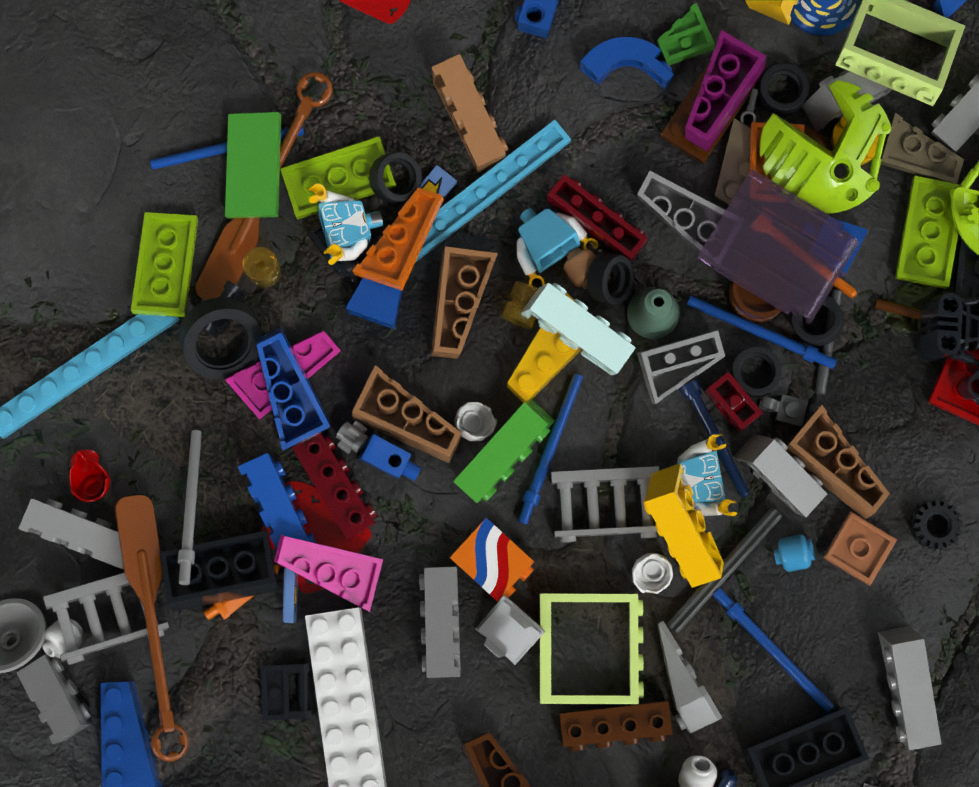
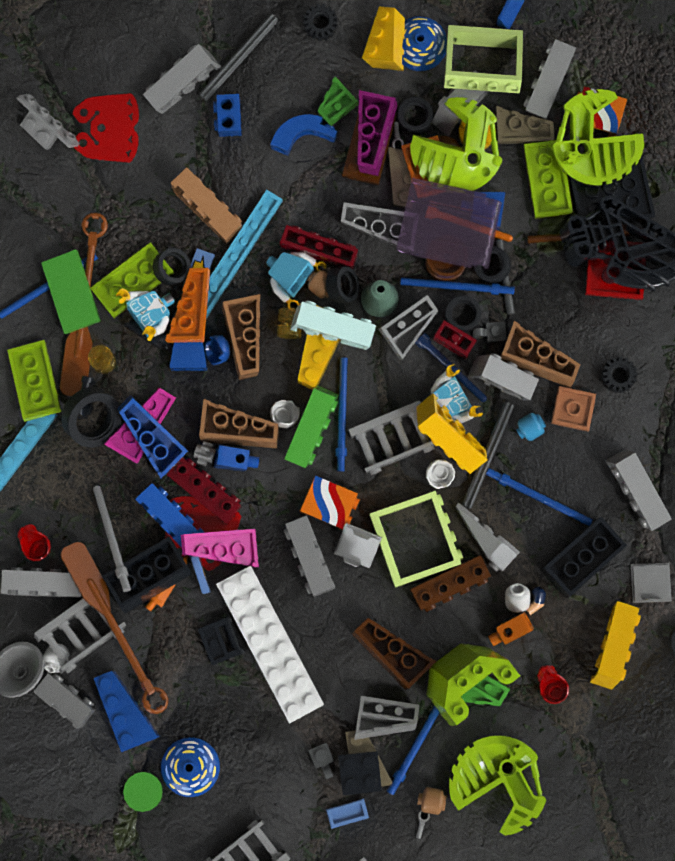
camera: 20 degrees left, 0 degrees up
(417, 307) = (217, 349): none -> blue hair

